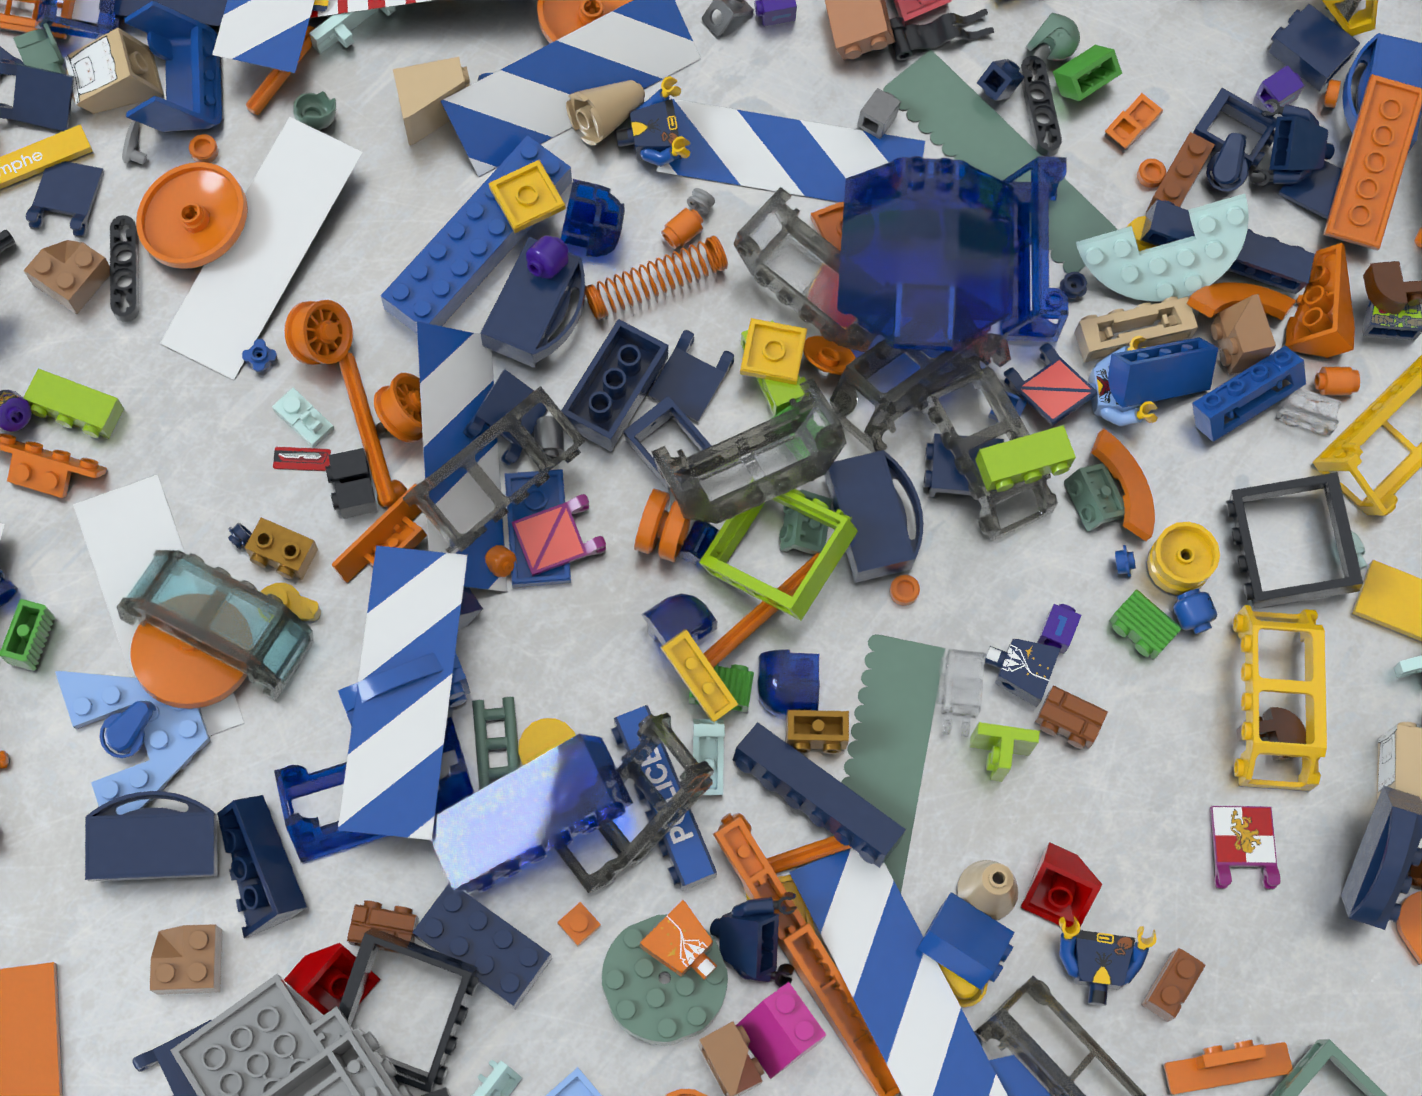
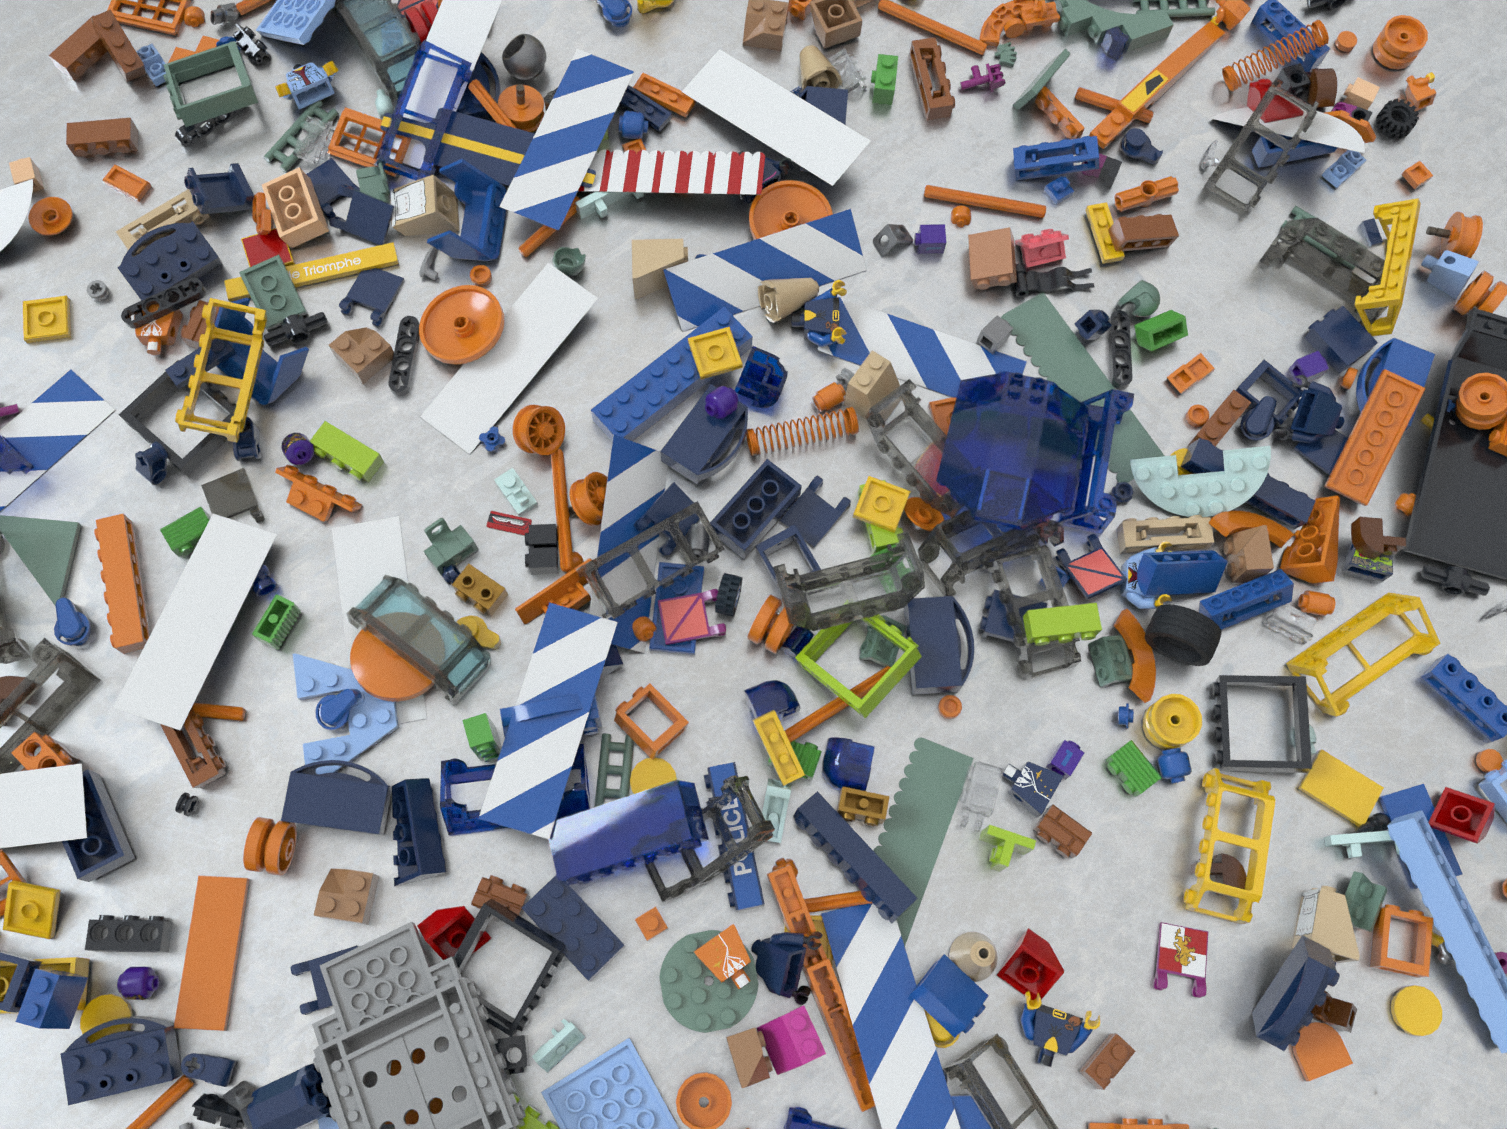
camera: 10 degrees right, 0 degrees up
(76, 915) = (270, 846): none -> orange wheel
(229, 499) = (448, 546): none -> sand green piece
(323, 730) = (482, 737): none -> bright green brick
(537, 706) = (651, 748): none -> orange window
(600, 498) = (728, 594): none -> black wheel
(732, 202) = (870, 384): none -> tan slope
(1178, 448) = (1183, 635): none -> black tyre

